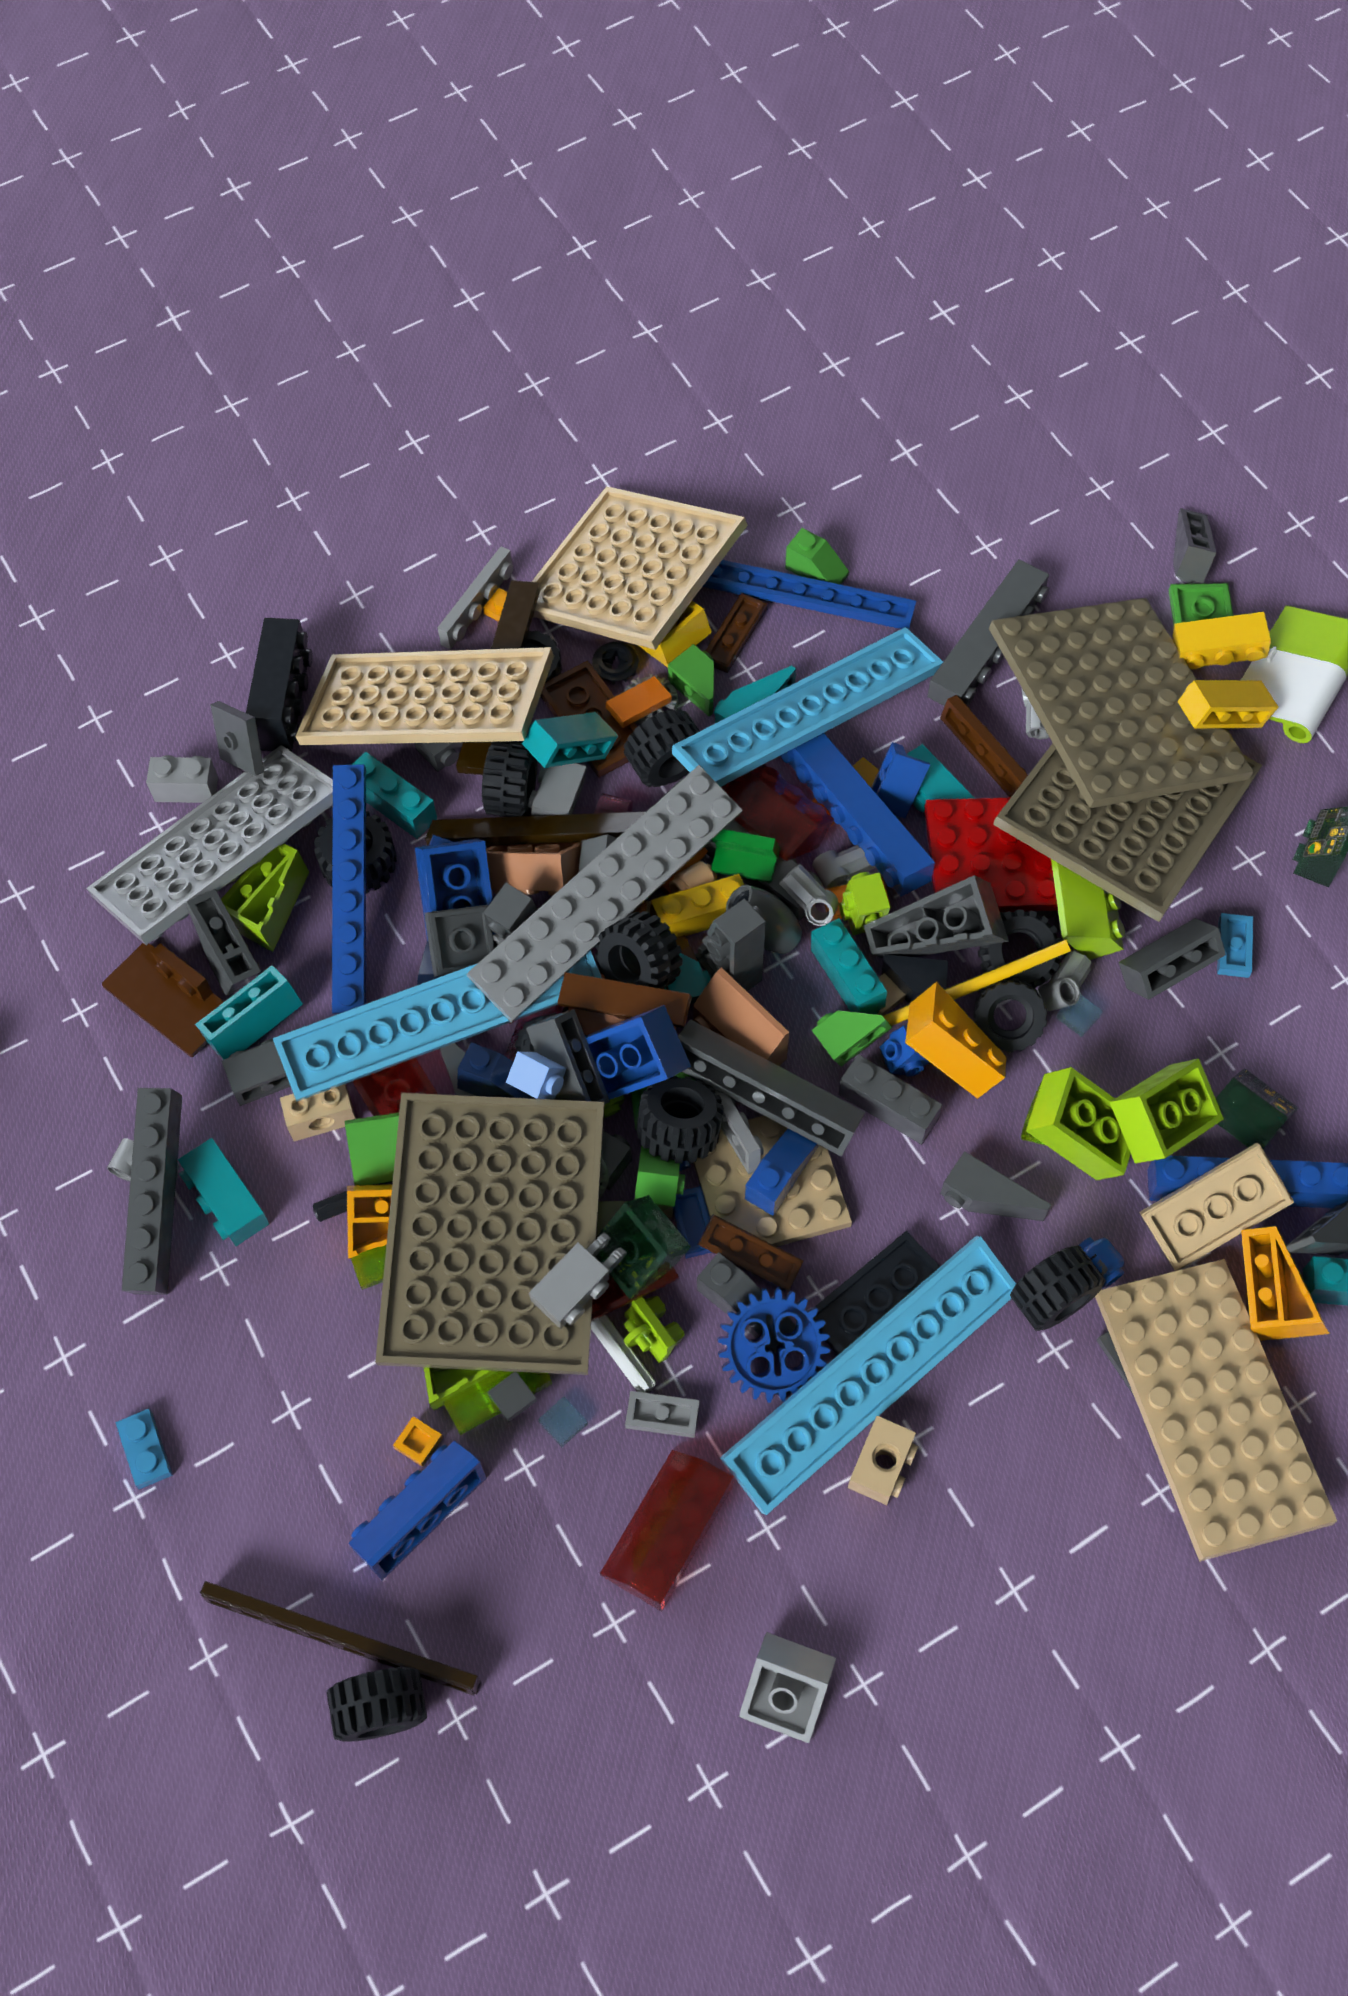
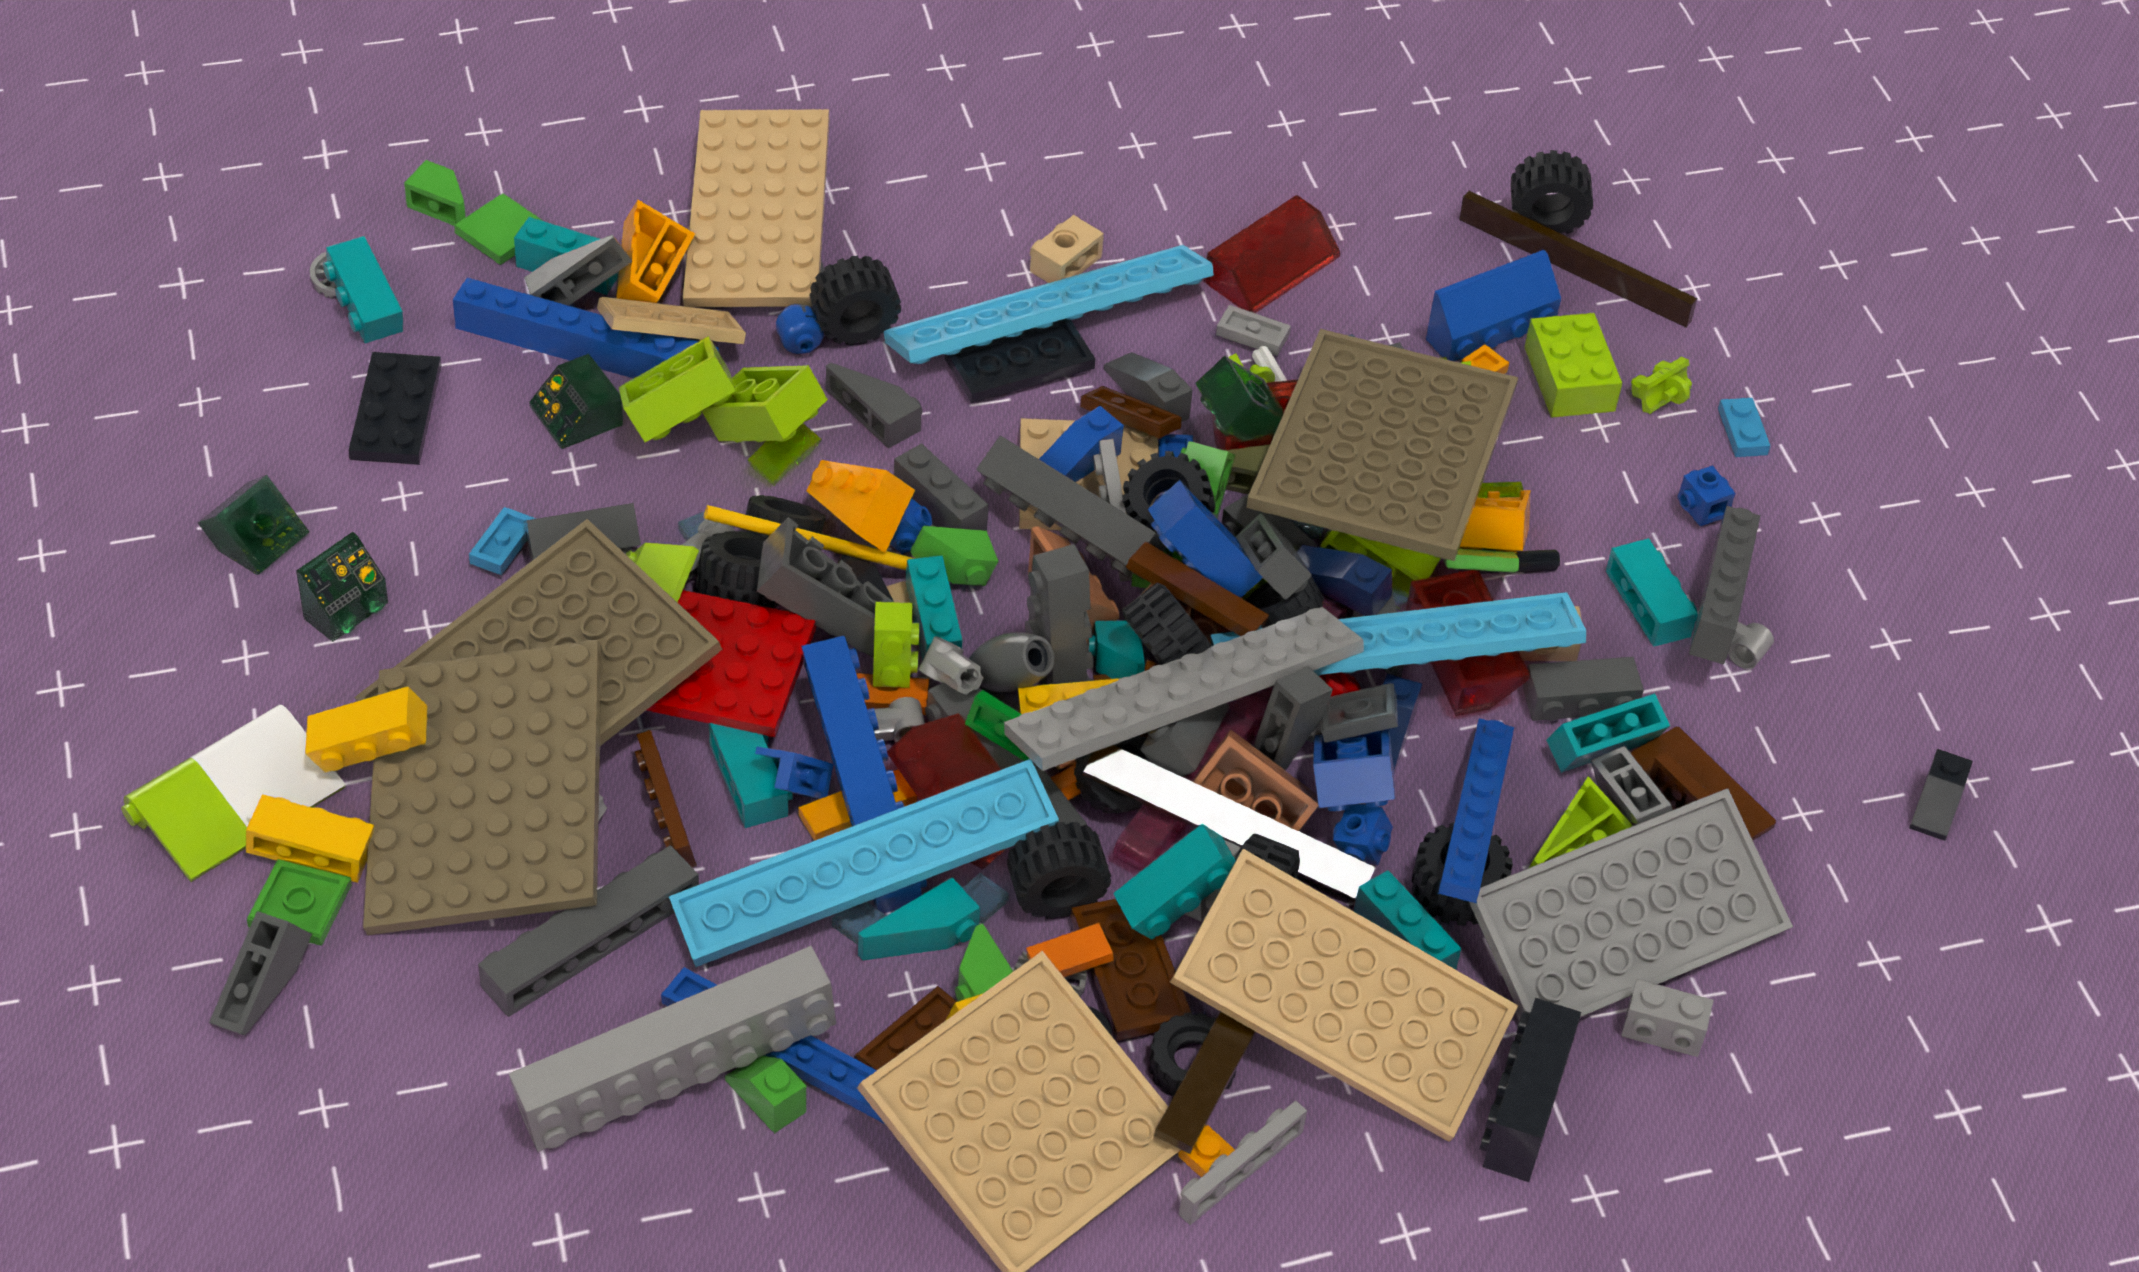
camera: 170 degrees left, 15 degrees down
(177, 1320) = (1705, 495): none -> blue brick
(237, 738) = (1593, 1020): dark grey plate -> none
(241, 1458) = (1666, 384): none -> lime hips
(326, 1464) = (1573, 365): none -> lime brick
(536, 1075) = (1310, 535): light blue brick -> none
(575, 1282) = (1317, 369): light grey hinge -> none
(743, 1351) = (1113, 335): blue gear -> none
(787, 1687) = (1201, 146): light grey slope -> none
(882, 541) = (674, 1049): none -> light grey brick

